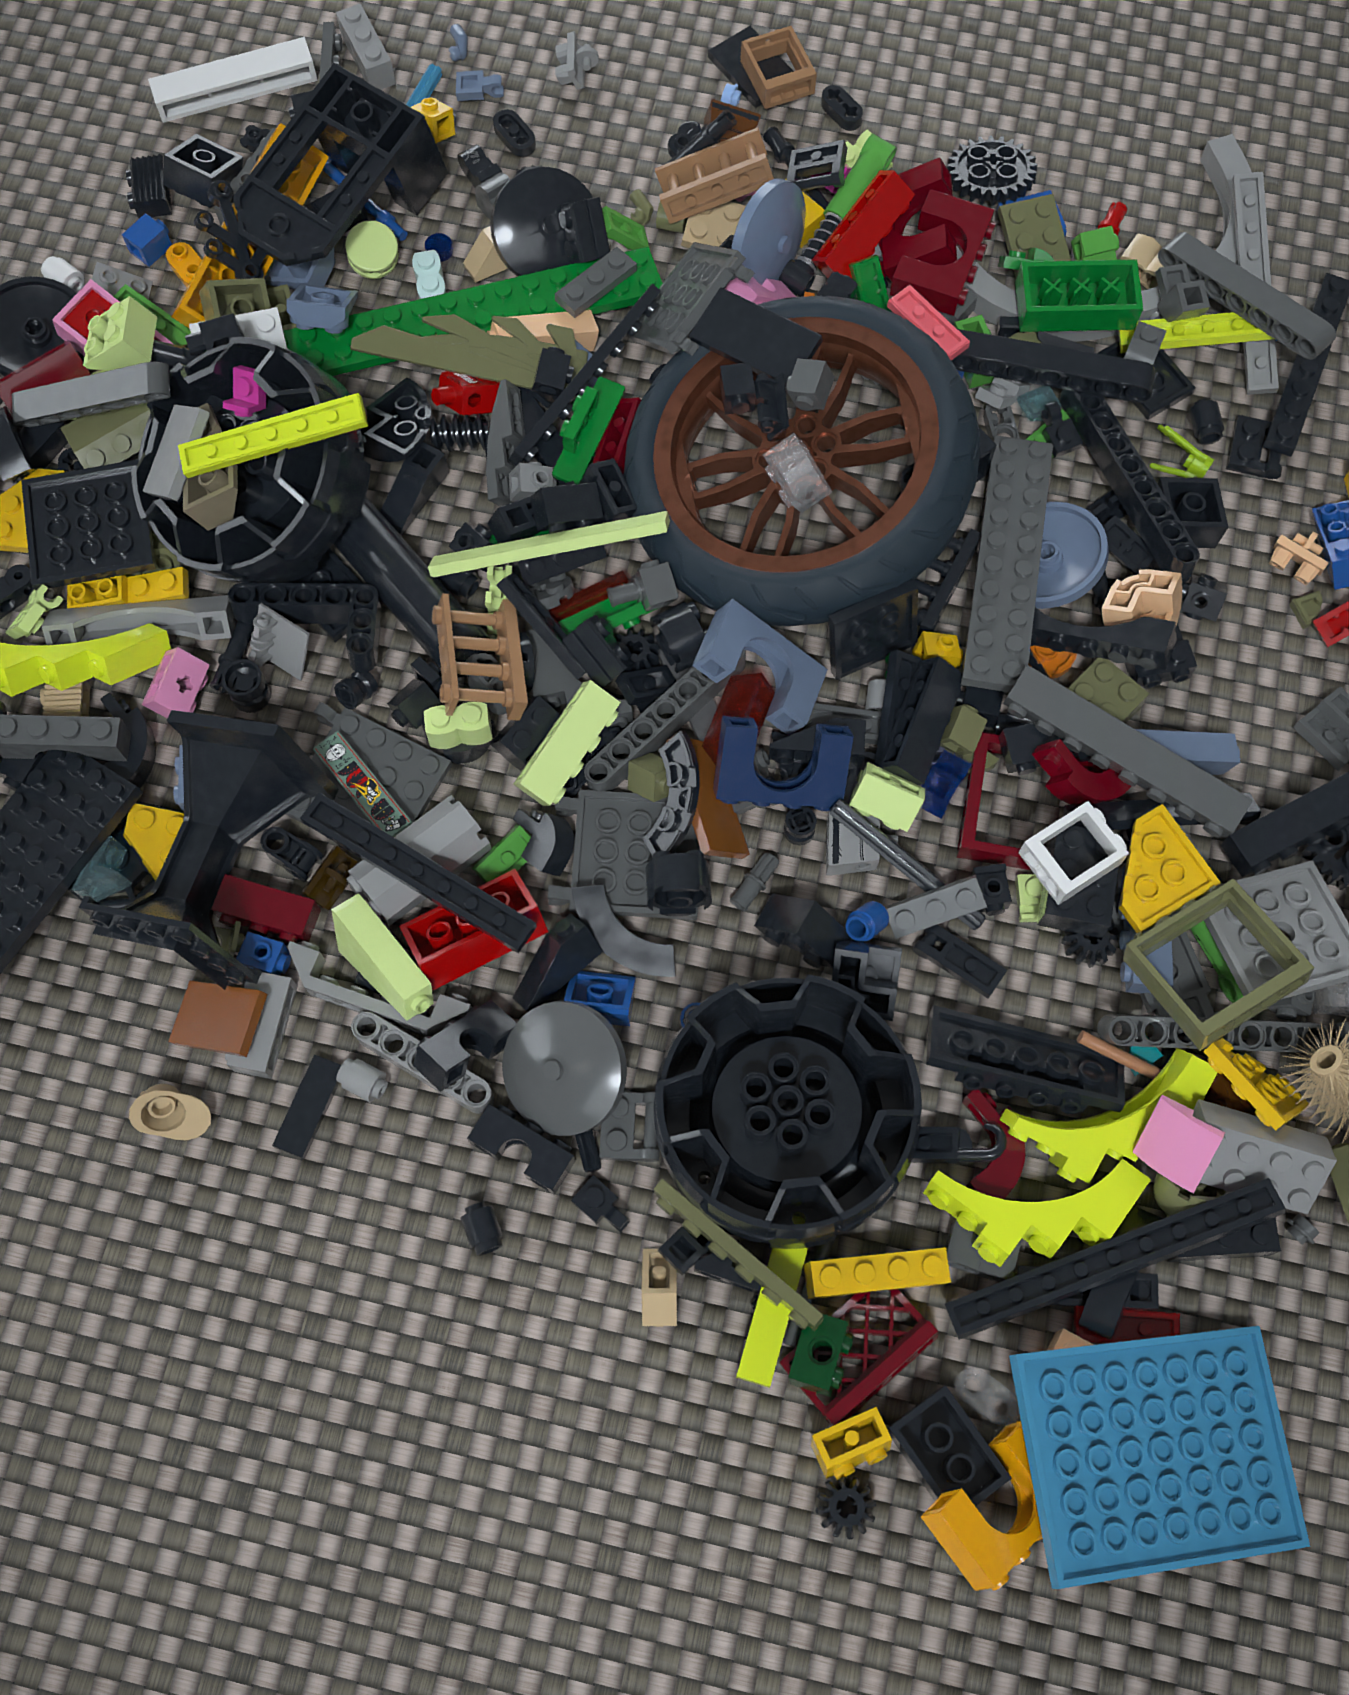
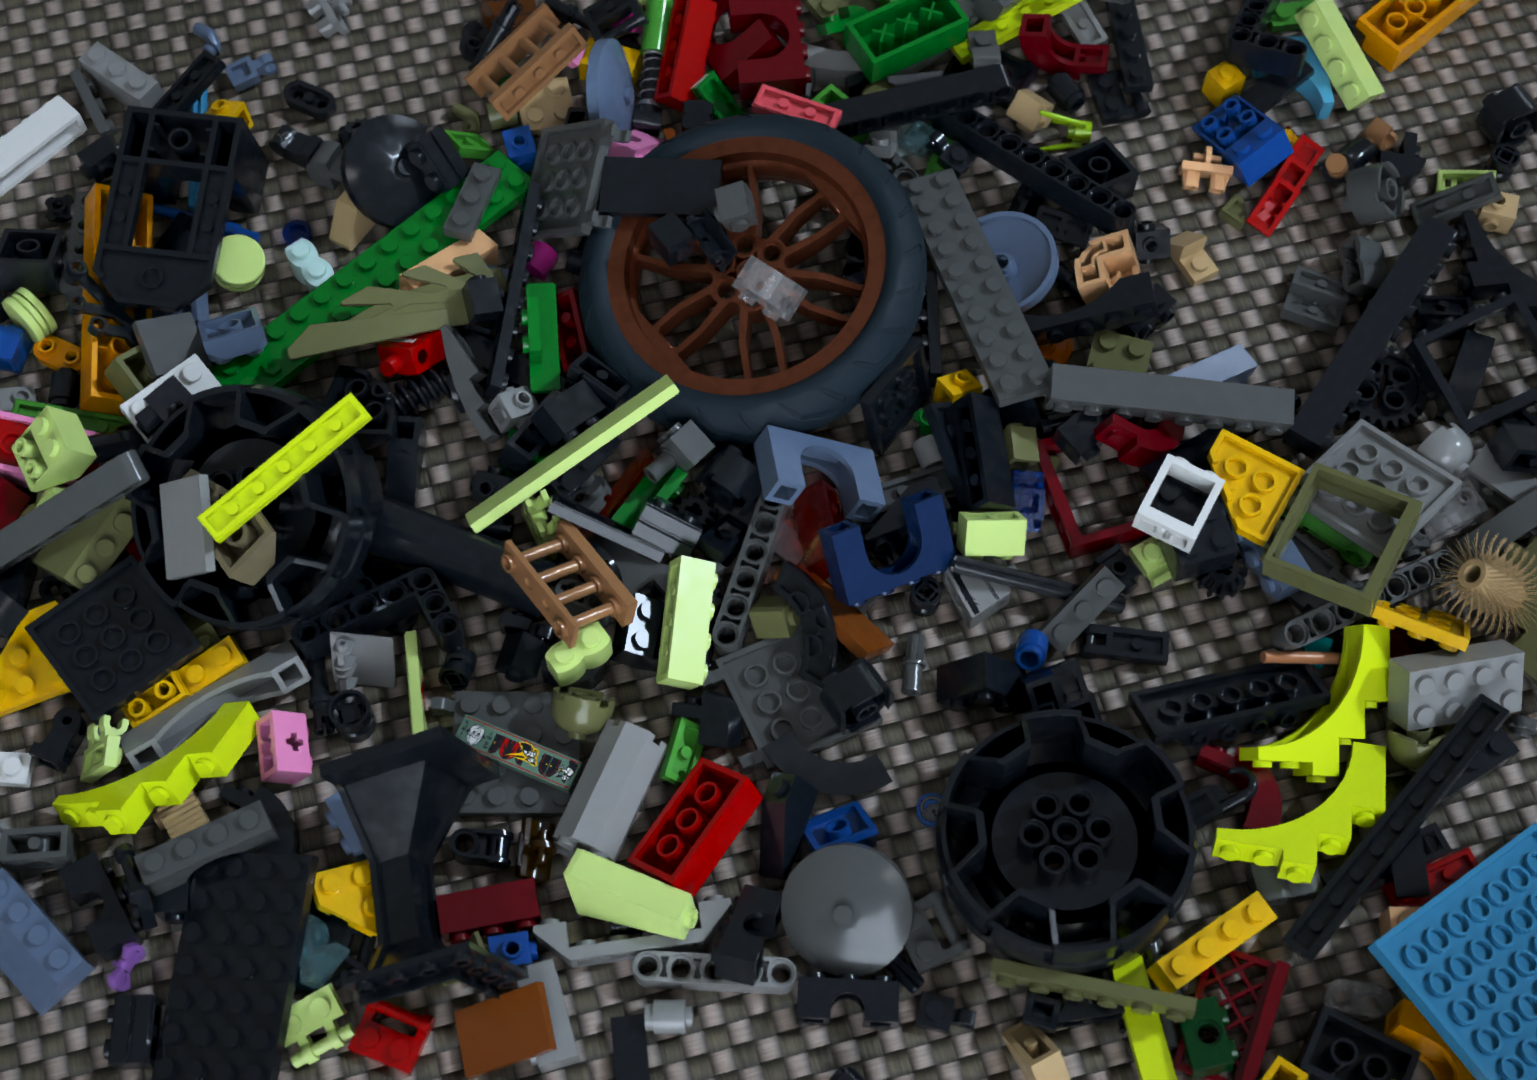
camera: 30 degrees left, 5 degrees down
(64, 923) = (311, 1014): none -> yellowish green plate
(122, 979) = (388, 1045): none -> red plate
(171, 293) = (65, 388): none -> black brick
(177, 217) = (29, 314): none -> yellowish green head
(247, 394) = (226, 441): dark pink bracket -> none
(263, 287) = (168, 342): none -> dark grey tile
(313, 688) = (415, 682): none -> yellowish green tile
(419, 76) = (192, 83): none -> black tile
(419, 872) = (625, 800): black plate -> none
(434, 775) = (581, 711): none -> olive cylinder
(631, 363) = (542, 261): none -> dark pink brick
(669, 251) = (520, 147): none -> blue brick
(1155, 418) = (1026, 110): none -> tan brick
(1178, 1143) = (1395, 703): bright pink slope -> none
(1216, 380) = (1057, 55): none -> dark red arch
(1238, 632) = (1191, 258): none -> tan slope

